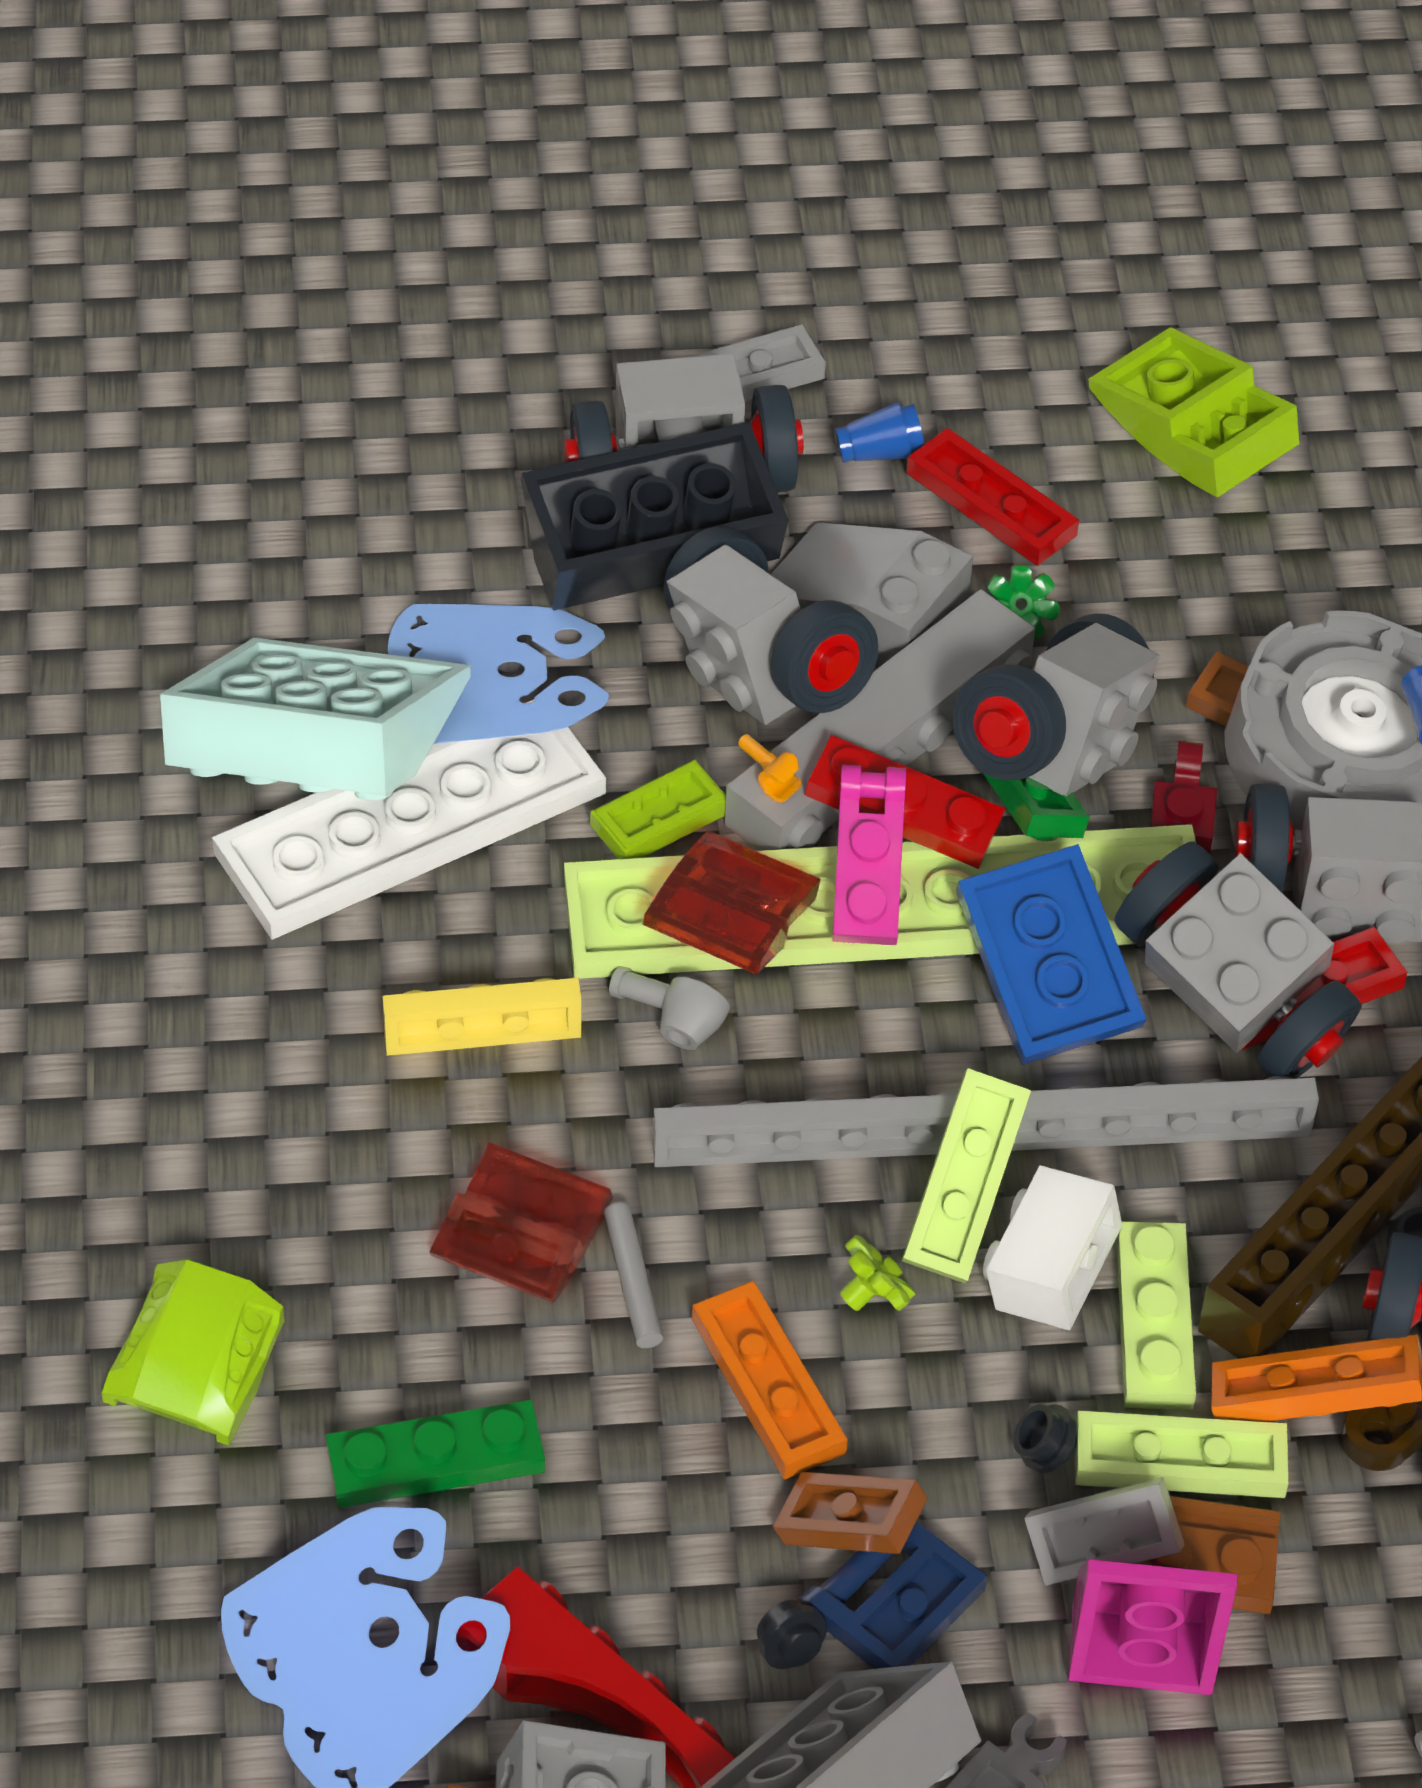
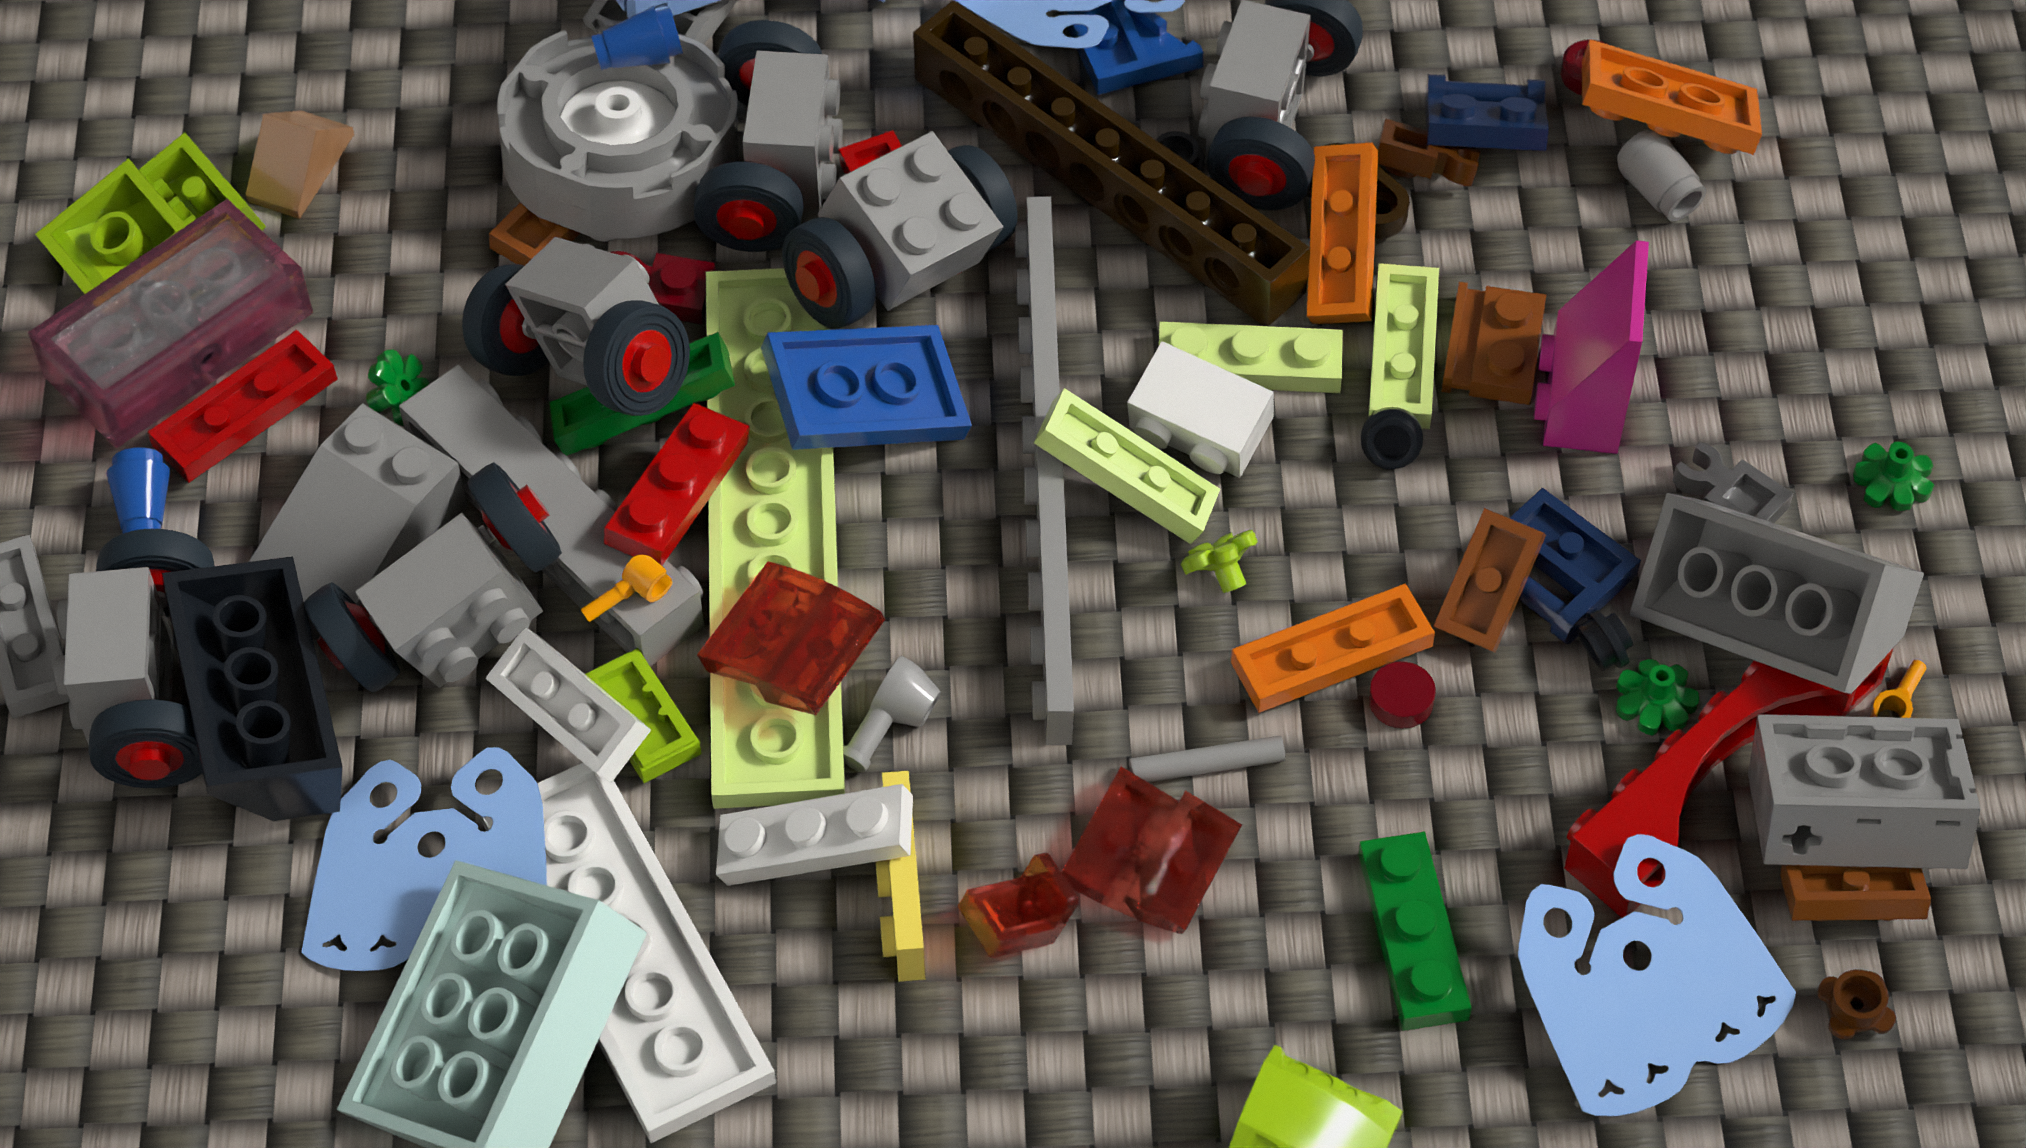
camera: 85 degrees left, 5 degrees up
(442, 1107) = (1021, 910): none -> clear red bracket
(515, 936) = (815, 835): none -> white plate
(654, 746) = (568, 704): none -> white plate
(719, 1448) = (1402, 695): none -> dark red tile
(732, 1694) = (1657, 696): none -> green plant
(869, 858) = (754, 509): dark pink plate -> none
(1069, 426) = (171, 322): none -> brick
(1109, 1526) = (1500, 393): light grey tile -> none
(1306, 505) = (294, 159): none -> medium nougat slope

